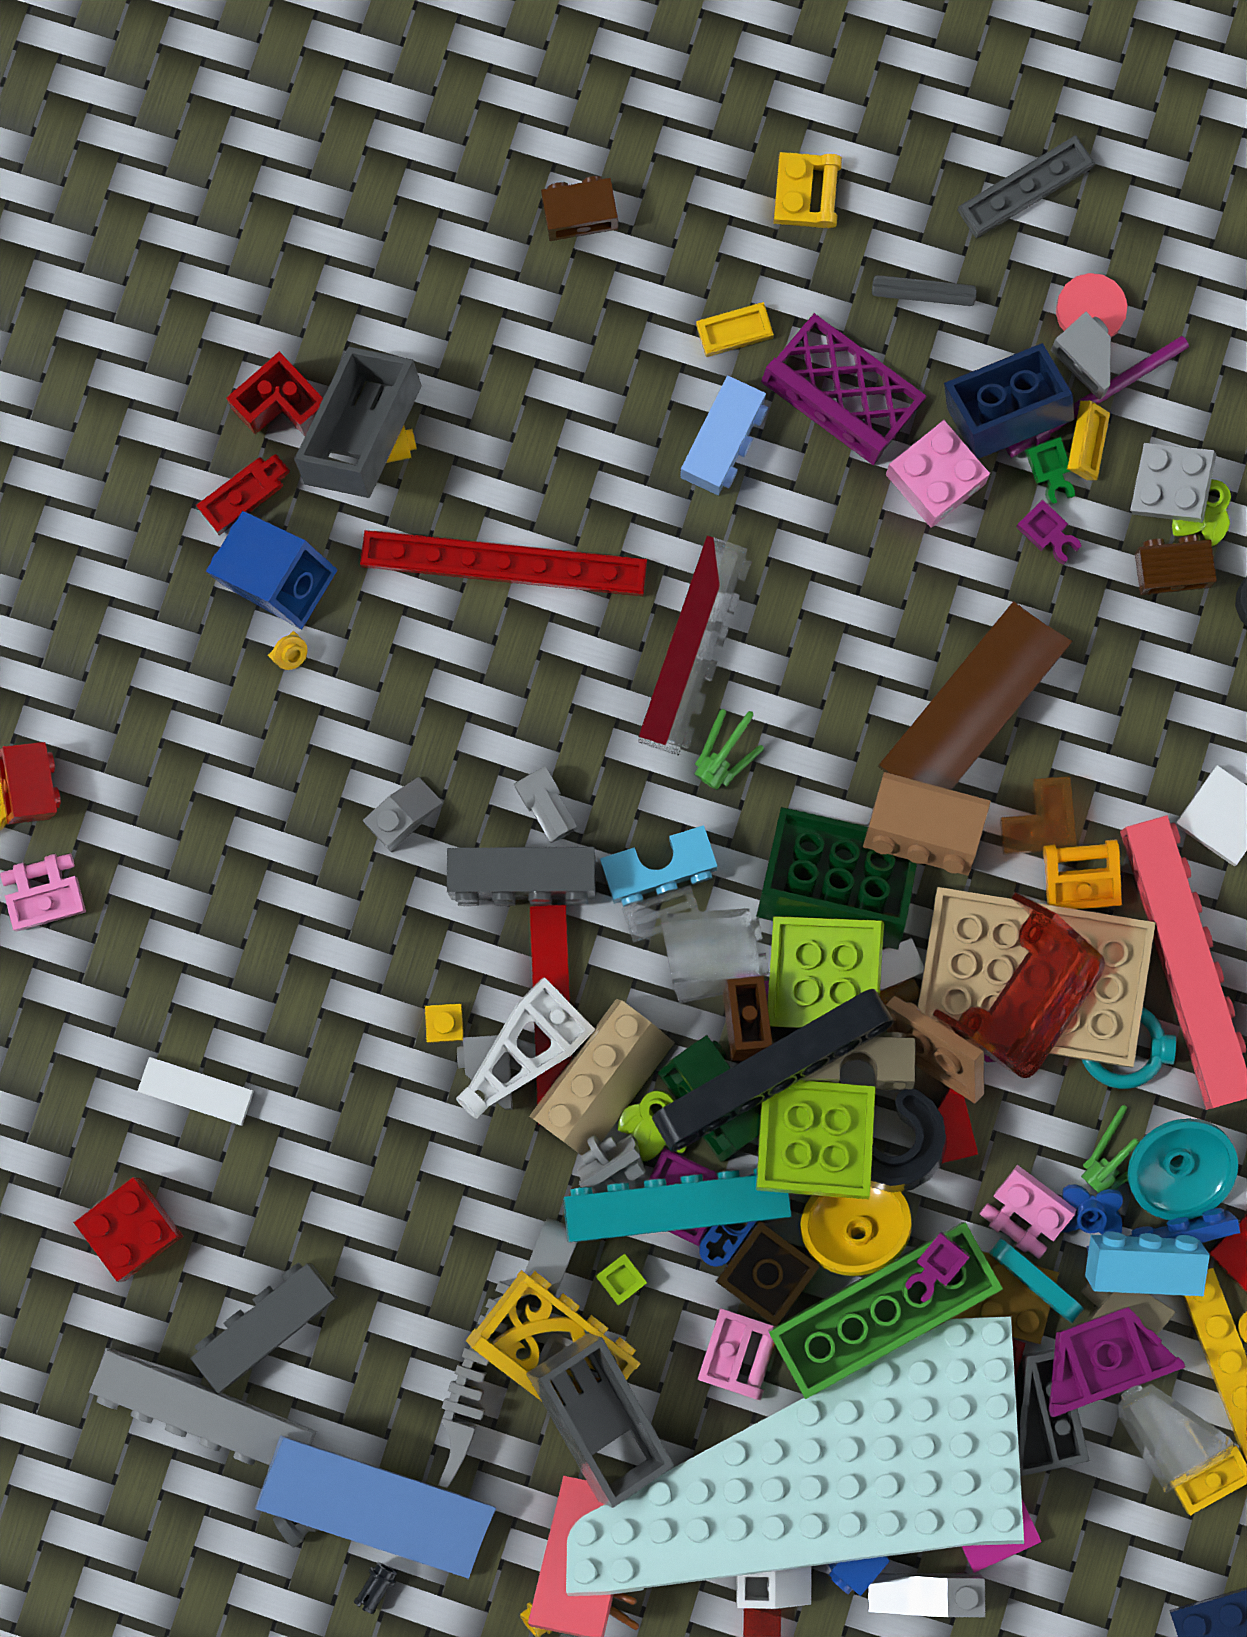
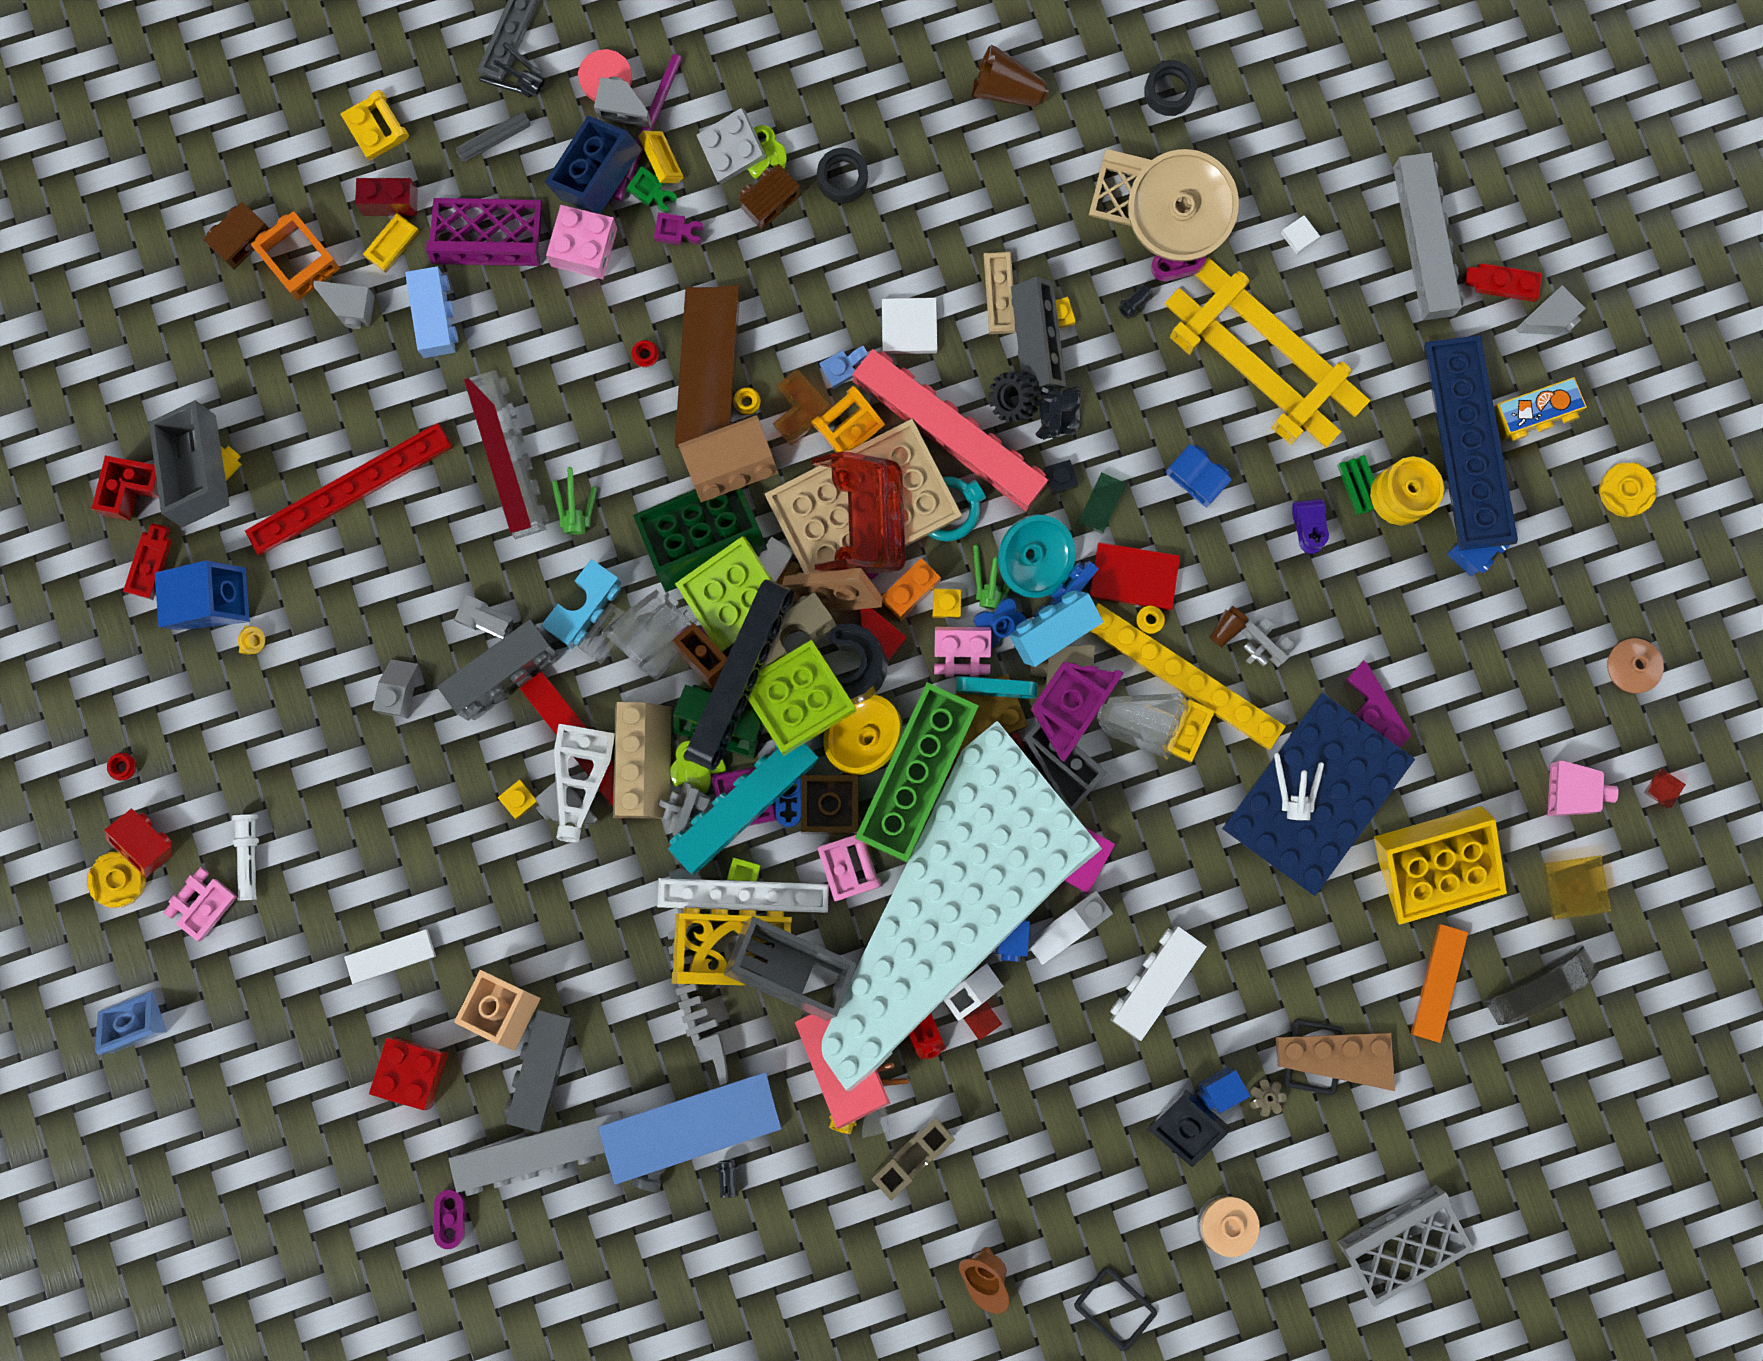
camera: 40 degrees left, 0 degrees up
(57, 681) = (113, 766): none -> red plate
(61, 1410) = (449, 1218): none -> magenta plate
(133, 862) = (245, 841): none -> white pin
(265, 1233) = (497, 1010): none -> light nougat brick
(606, 1302) = (742, 895): none -> white tile
(624, 307) = (318, 270): none -> orange window
(644, 364) = (348, 302): none -> light grey slope
(689, 1601) = (927, 1039): none -> red bracket
(765, 278) = (386, 196): none -> dark red brick
(923, 632) = (641, 346): none -> red plate
(940, 1262) = (928, 715): magenta plate -> none
(993, 761) = (744, 393): none -> yellow plate
(1006, 258) = (530, 81): none -> black plant
(1020, 1105) = (911, 589): none -> orange brick
(1048, 1147) = (946, 603): none -> yellow plate
(1117, 808) = (841, 367): none -> medium blue plate

